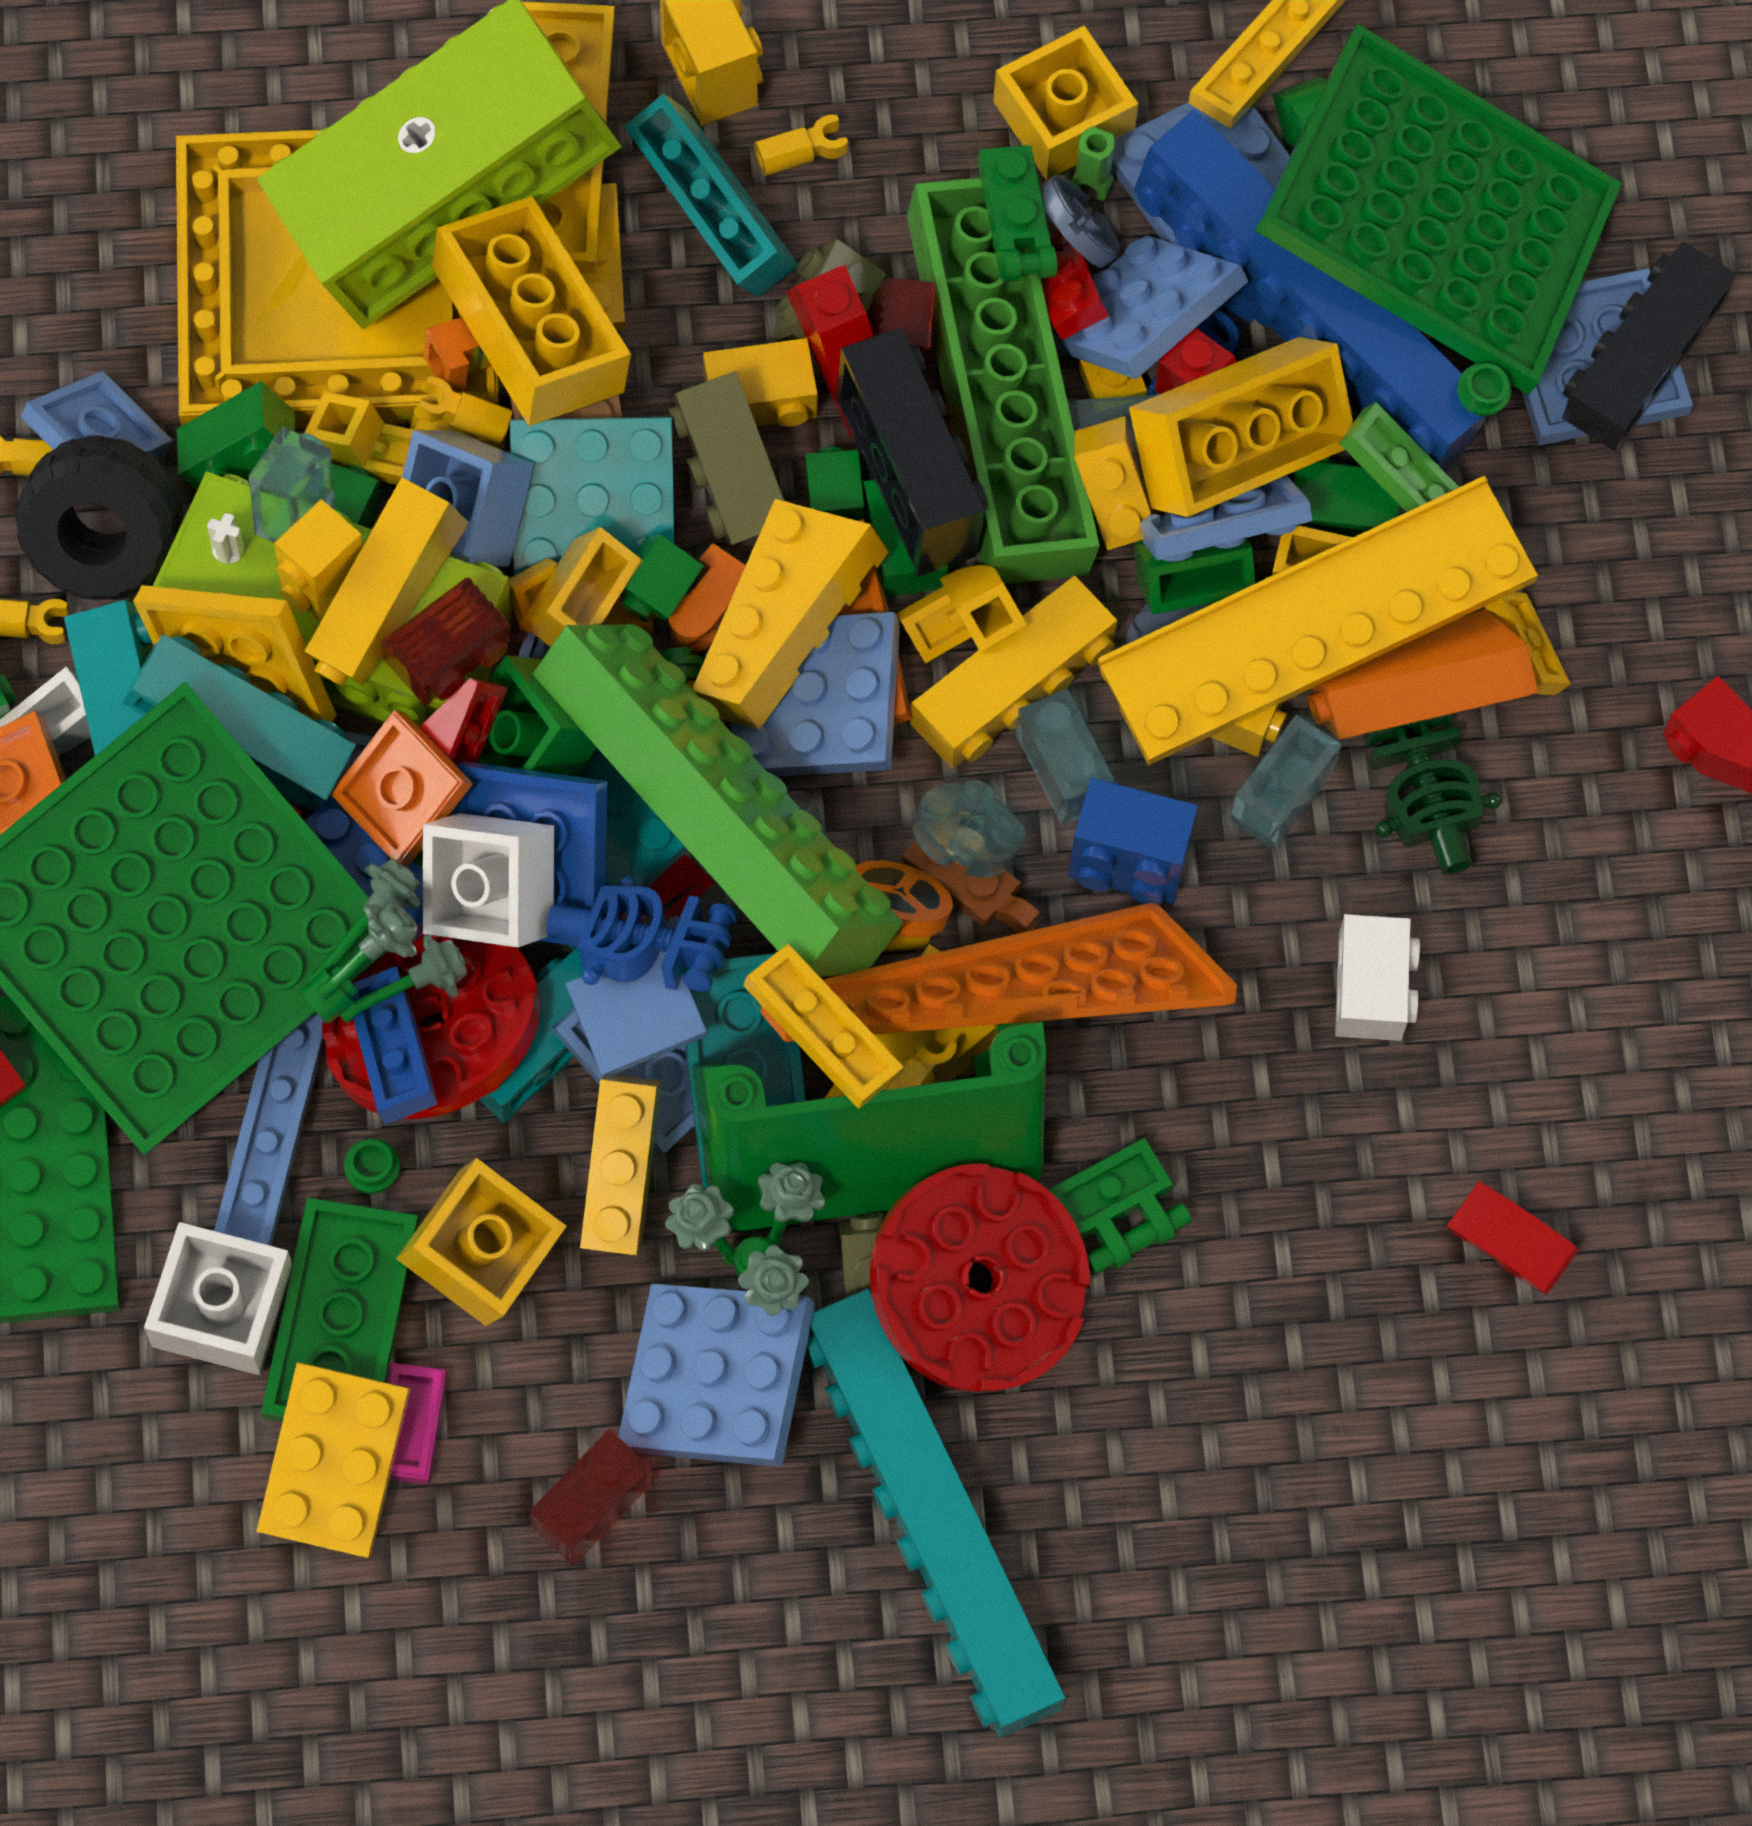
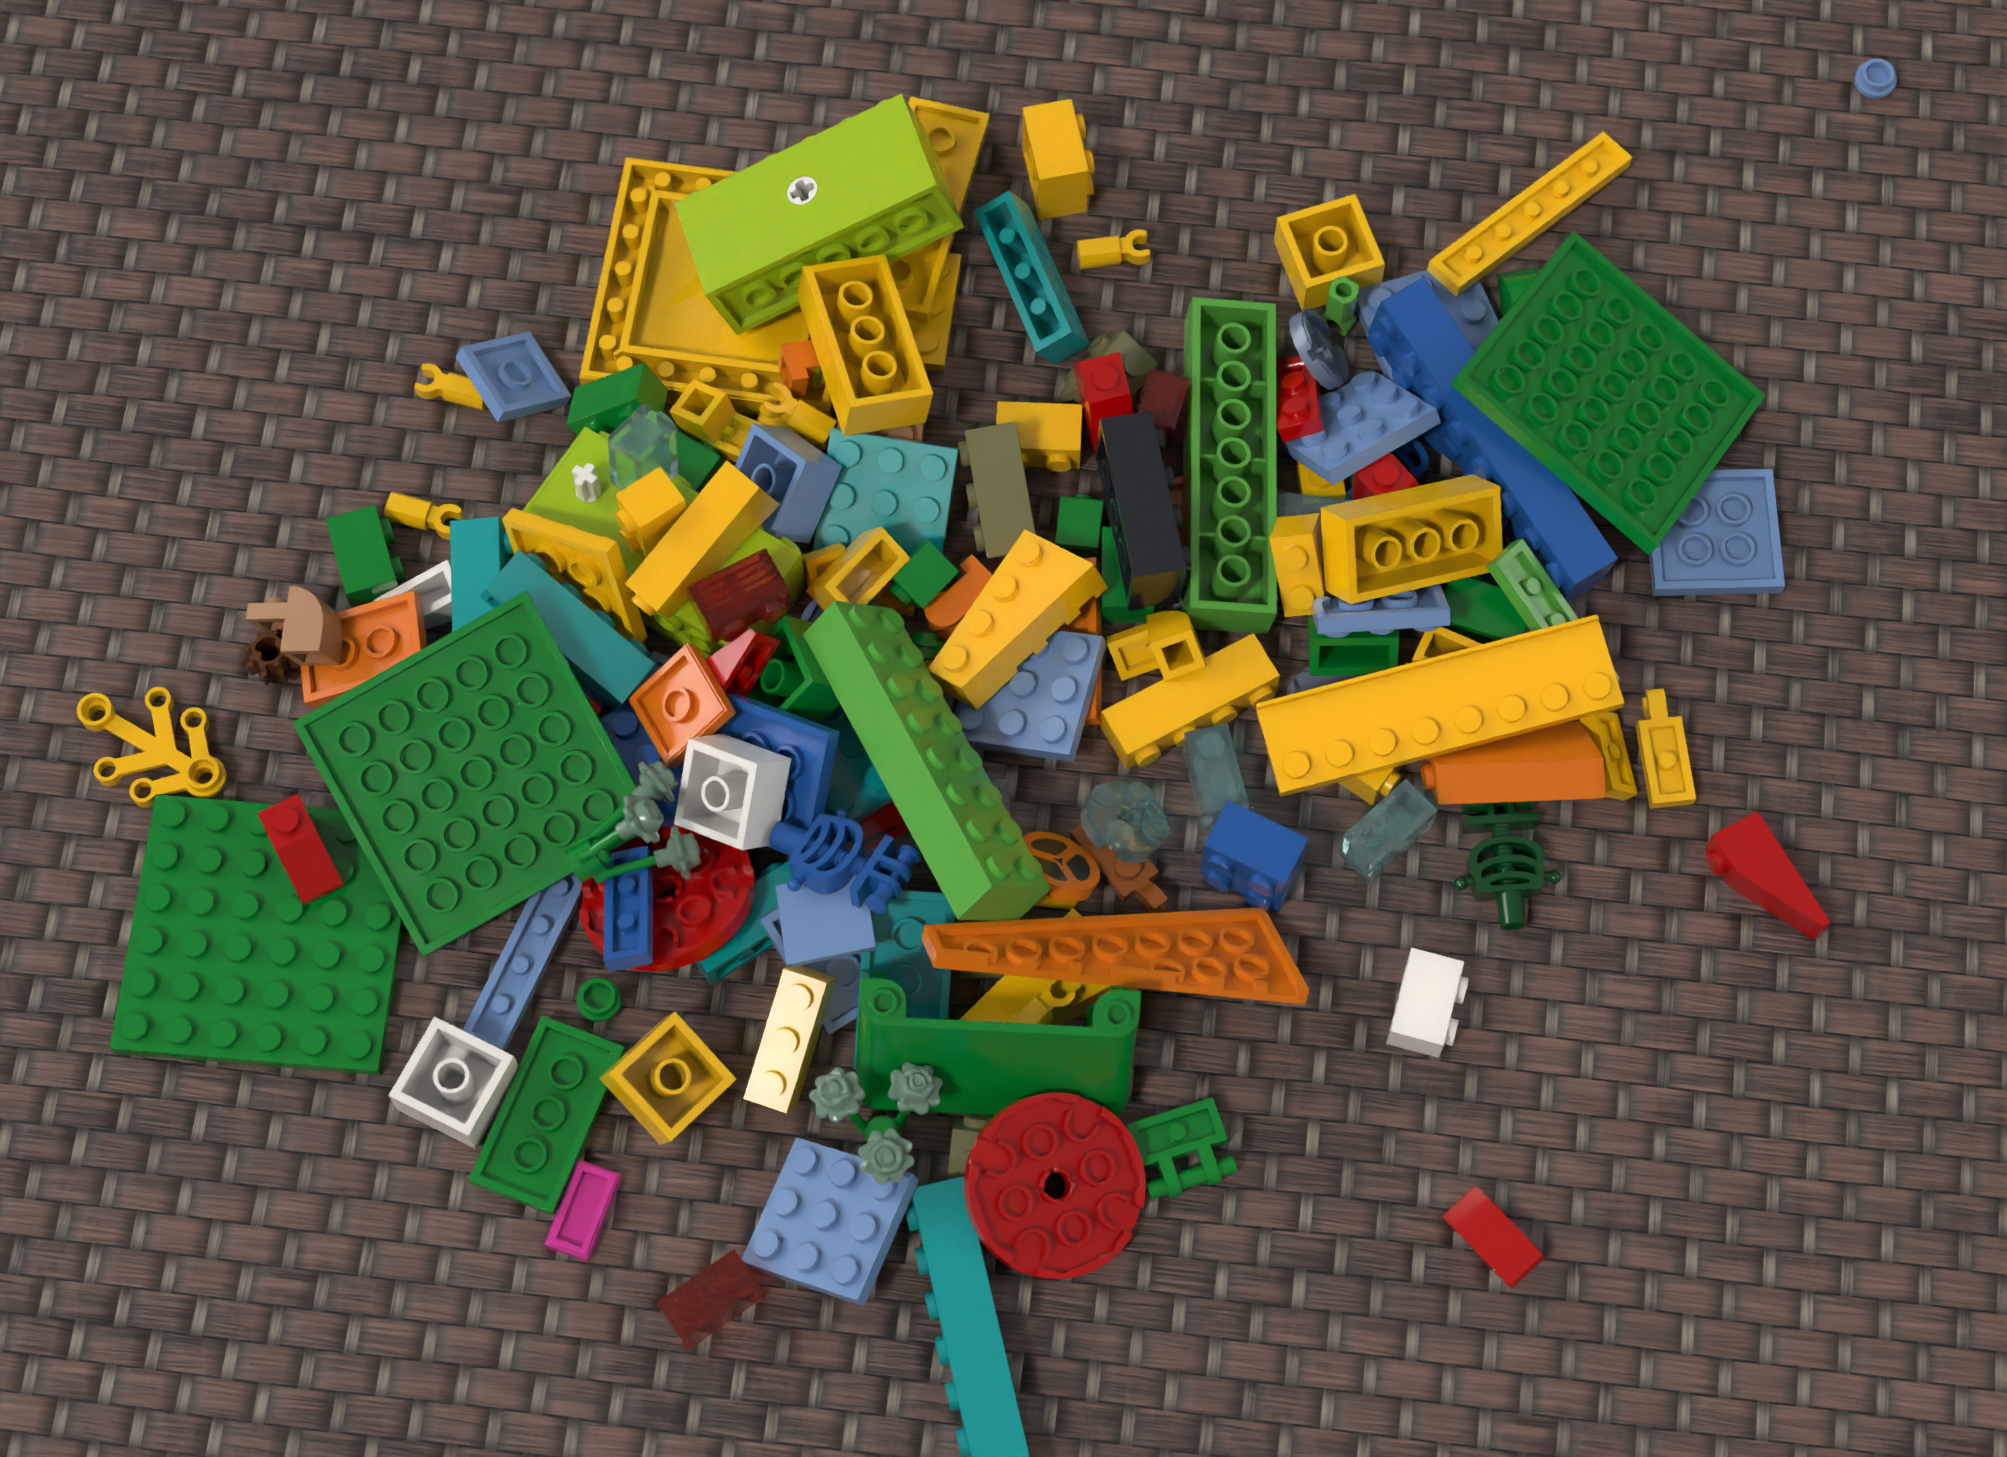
camera: 15 degrees right, 0 degrees up
(116, 477) = (514, 419): black tyre -> none
(333, 1460) = (515, 1229): yellow plate -> none
(823, 1026) = (964, 961): yellow plate -> none
(1016, 212) = (1267, 334): green plate -> none
(1484, 389) = (1611, 544): green plate -> none
(1592, 630) = (1664, 754): none -> yellow plate
(1647, 346) = (1756, 531): black brick -> none

